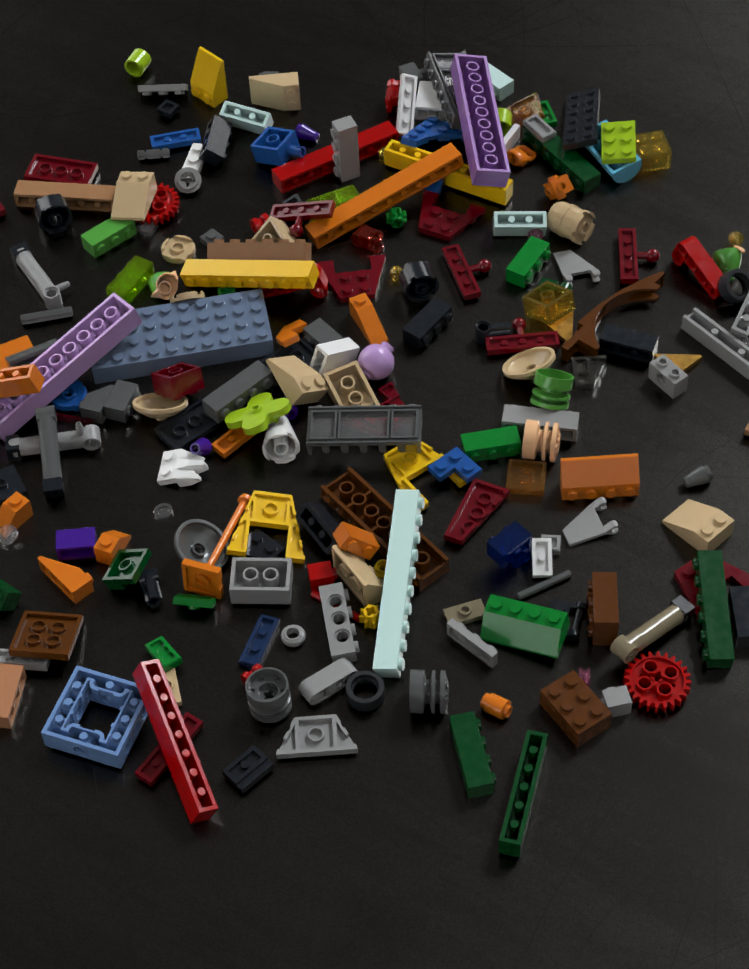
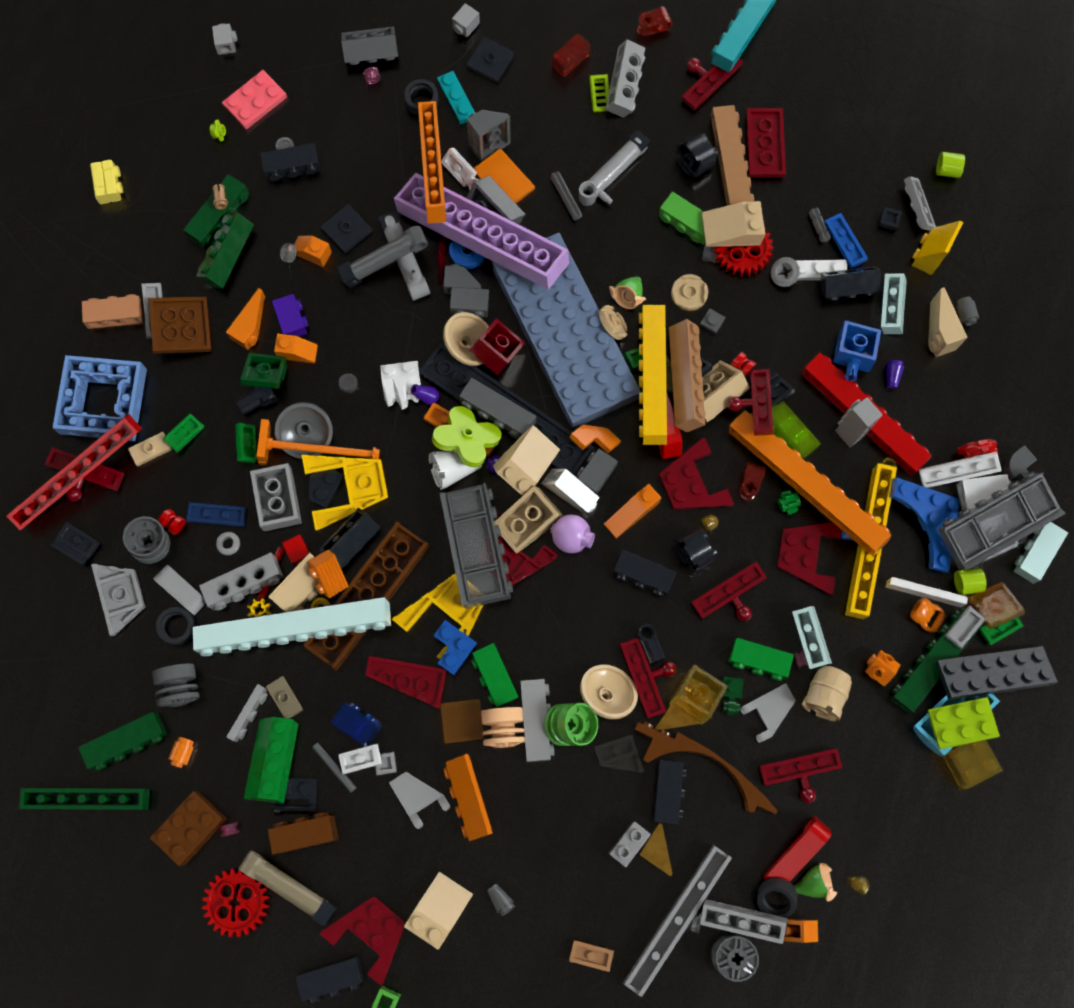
camera: 70 degrees right, 25 degrees up
(131, 279) = (628, 259): clear neon green brick -> none
(480, 121) = (941, 557): medium lavender brick -> none
(617, 700) = (205, 865): light grey brick -> none
(714, 609) = (327, 945): dark green brick -> none

